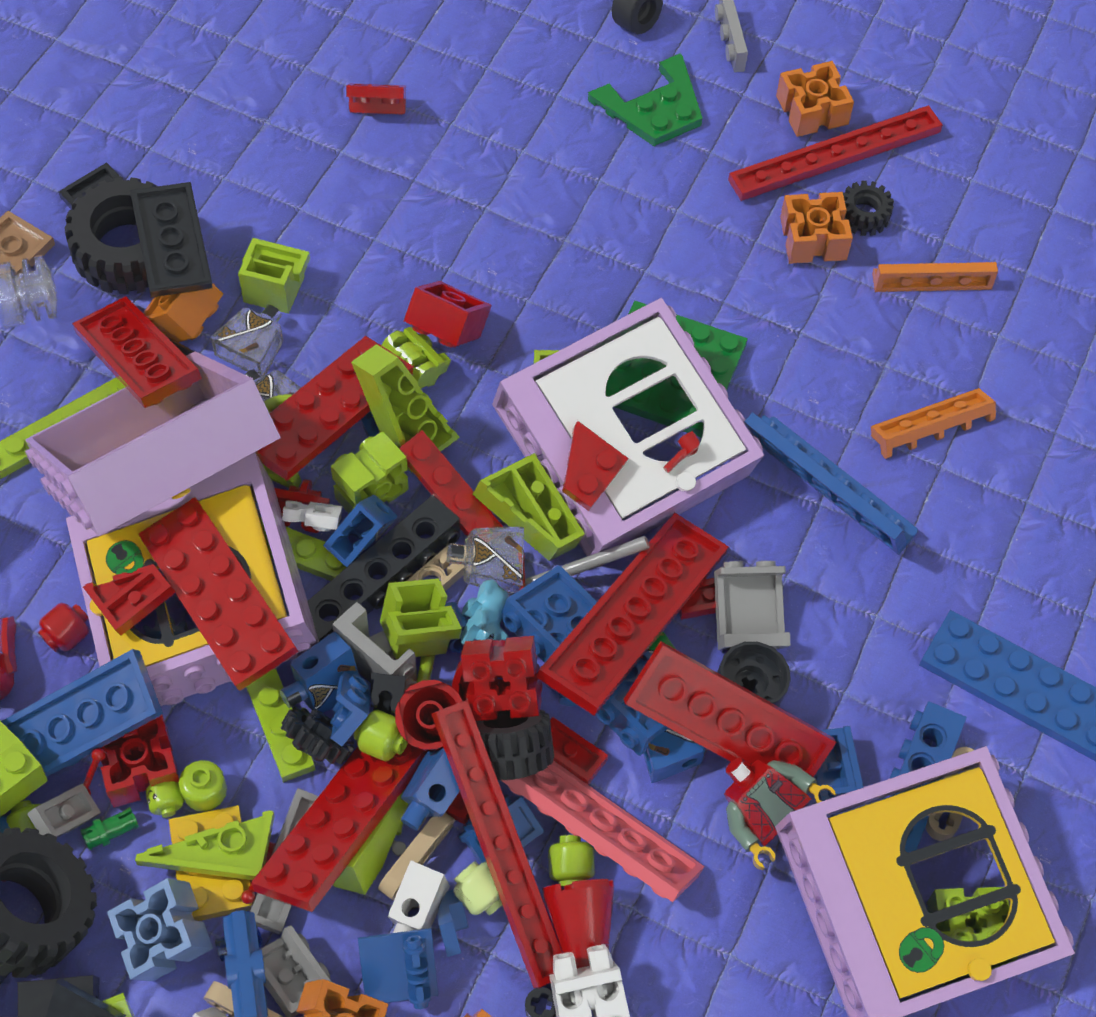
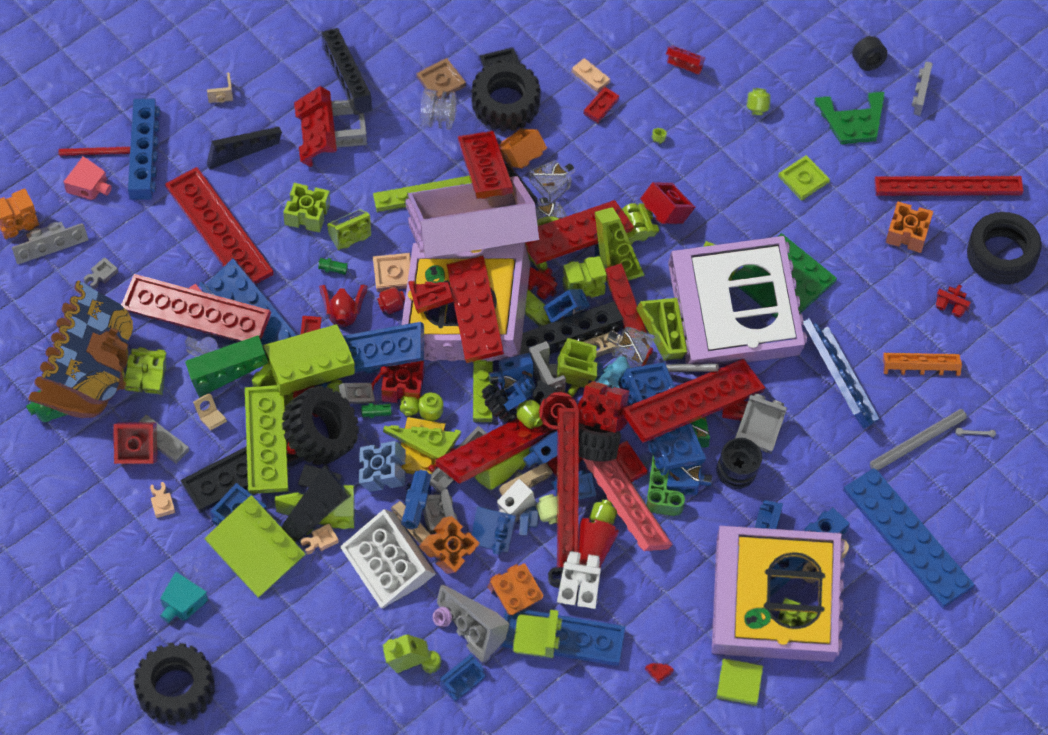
camera: 25 degrees right, 0 degrees up
(46, 577) = (391, 271): none -> light nougat tile
(171, 239) = (528, 107): black tile -> none
(243, 166) = (590, 75): none -> light nougat plate
(272, 274) = (579, 146): lime plate -> none
(278, 203) = (601, 104): none -> red plate
(318, 515) = (545, 288): white plate -> none
(386, 219) = (659, 135): none -> lime hinge
(511, 121) = (758, 101): none -> lime head
(590, 466) = (702, 315): red wing -> none
(626, 210) = (803, 177): none -> lime tile
(647, 783) = (665, 496): none -> bright green beam
(689, 444) = (762, 324): red hand -> none
(723, 714) = (715, 473): red plate -> none
(763, 798) = (713, 516): torso -> none
(814, 98) = (950, 148): orange brick -> none
(870, 196) = (946, 234): black tyre -> none
(930, 307) = (960, 305): none -> red hips
(934, 276) = (968, 281): orange hinge -> none
(969, 180) = (1002, 270): none -> black tyre
(988, 542) = (918, 440): none -> light grey axle
(1039, 504) = (959, 431): none -> light grey hinge

